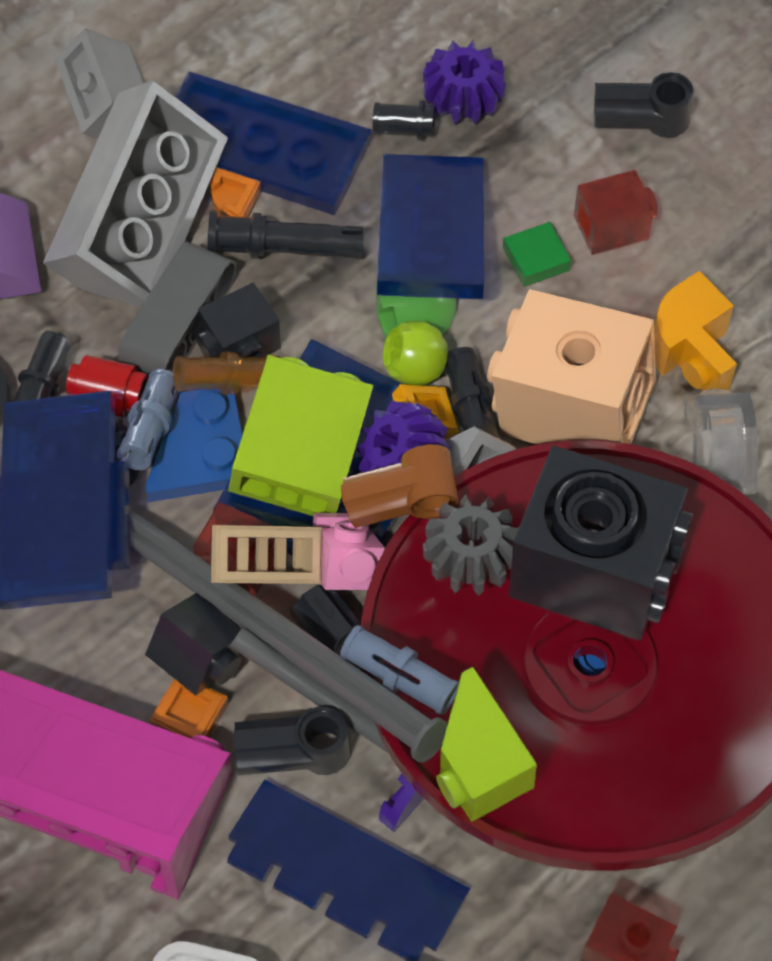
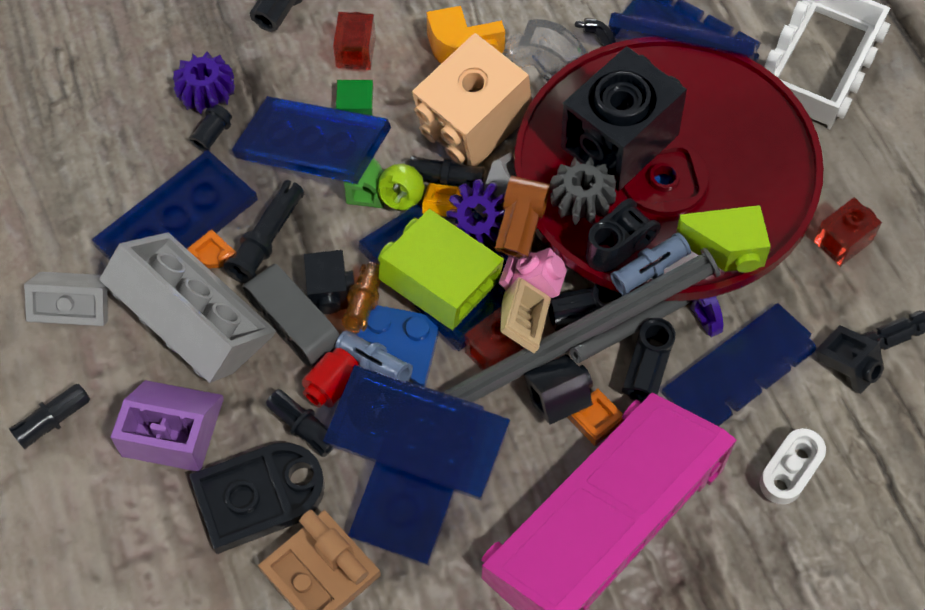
camera: 65 degrees left, 0 degrees up
(430, 619) = (624, 231): none -> black piece

